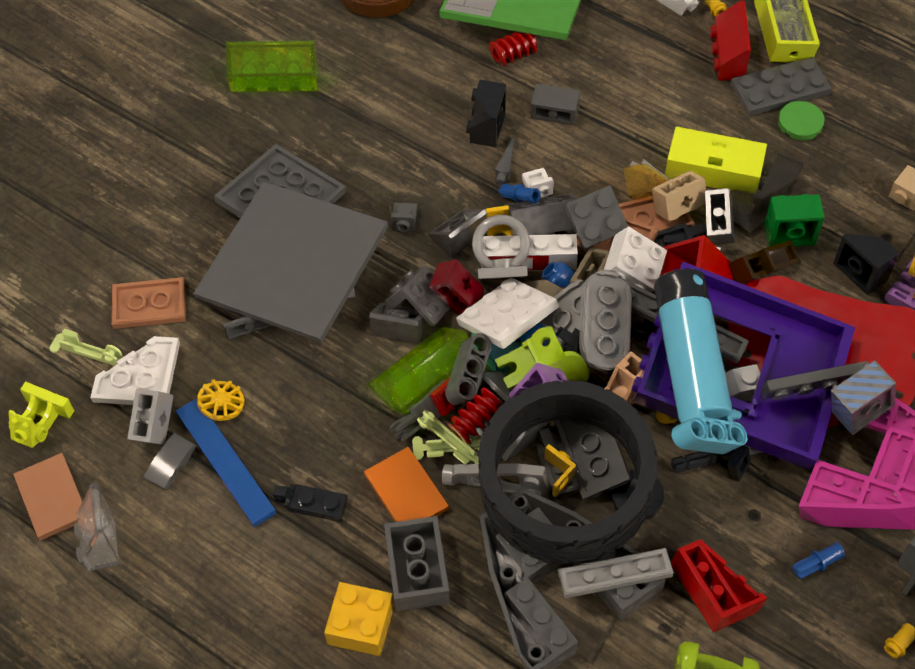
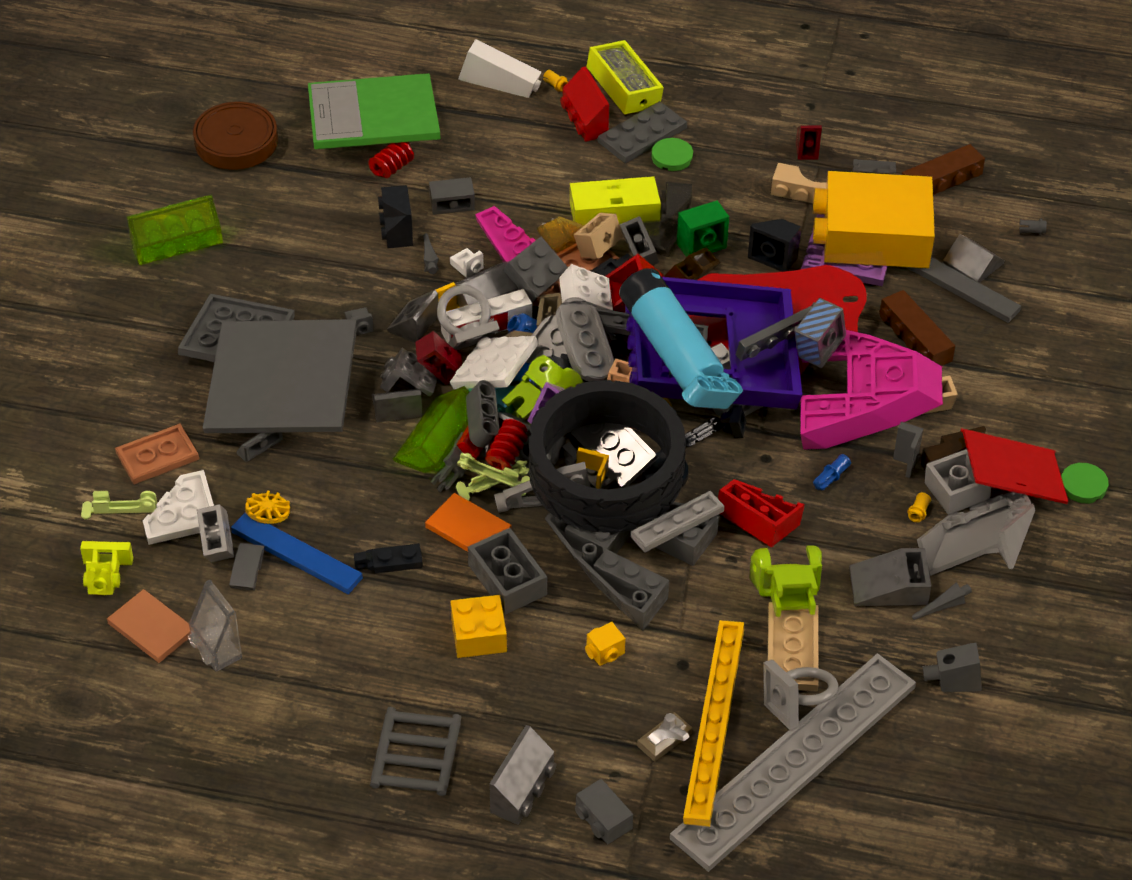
camera: 25 degrees left, 10 degrees down
(520, 193) = (455, 273): blue axle -> none
(589, 165) = (502, 233): none -> dark pink wing

